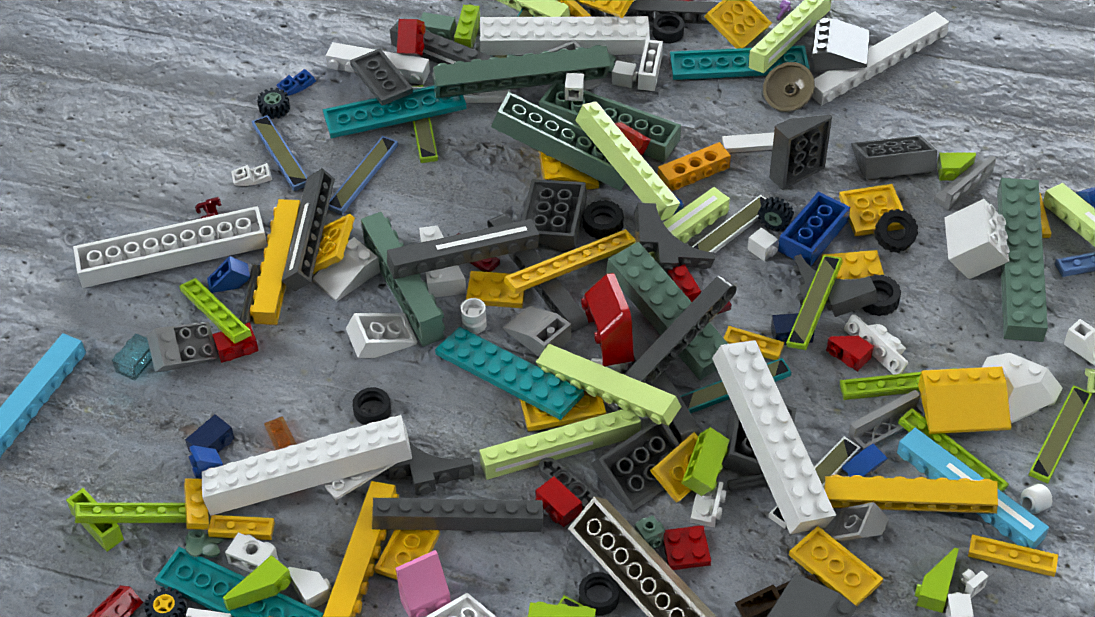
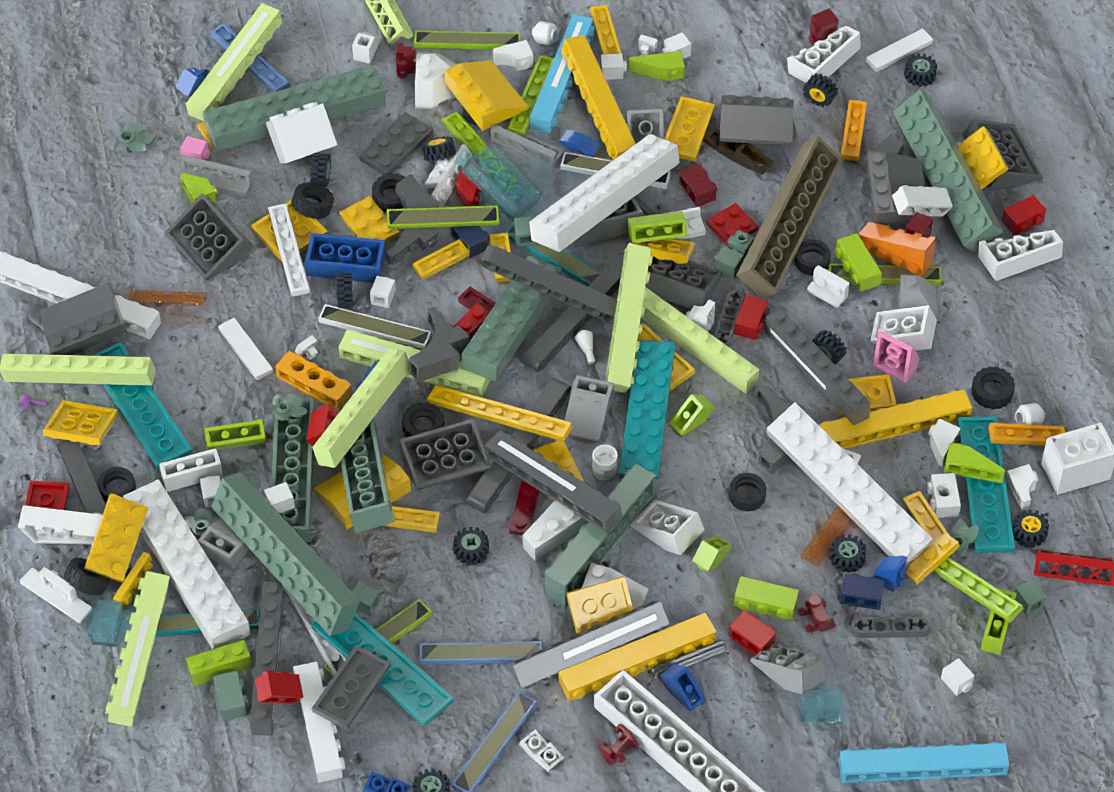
camera: 120 degrees left, 5 degrees up
(75, 464) = (958, 677): none -> white brick
(100, 563) = (1029, 596): none -> sand green brick
(160, 444) = (889, 623): none -> dark grey beam
(209, 391) = (817, 613): none -> dark red piece
(215, 310) = (732, 667): lime tile -> none
(249, 444) = (850, 546): none -> black wheel
(259, 368) = (766, 598): none -> lime brick
(331, 353) = (711, 553): none -> lime slope
(461, 123) = (368, 597): none -> sand green brick
(461, 203) = (473, 552): none -> black wheel
(475, 540) = (830, 345): none -> black wheel
(481, 405) = (692, 414): none -> lime slope
(515, 176) = (415, 519): none -> yellow plate
(551, 585) = (828, 287): none -> white bracket
(579, 456) = (703, 315): none -> white arch
(610, 312) = (555, 338): red windscreen -> none
(637, 510) = (728, 261): none -> sand green brick
(665, 126) = (288, 406): none -> sand green plate
(667, 96) = (235, 435): none -> lime brick
(731, 175) = (307, 347): none -> white tile
(751, 536) = (697, 185): none -> dark red brick
(774, 361) = (522, 232): none -> sand green brick
(776, 295) = (441, 259): none -> yellow plate
(786, 78) = (169, 337): dark tan dish -> none
(799, 149) = (269, 285): dark grey slope -> none
(835, 364) = (502, 181): none -> clear light blue brick
(845, 108) = (176, 297): none -> clear orange plate
(847, 195) = (289, 250): none -> white tile
(912, 342) = (438, 148): none -> black wheel
(930, 247) = (320, 169): none -> black wheel
(942, 324) = (396, 144): none -> dark grey plate
(959, 536) = (613, 66): none -> white brick
(1004, 171) = (195, 148): none -> bright pink brick
(1014, 462) = (515, 55): none -> white arch
(1043, 149) = (135, 138): none -> sand green plate
(1048, 357) = (405, 60): none -> dark red piece

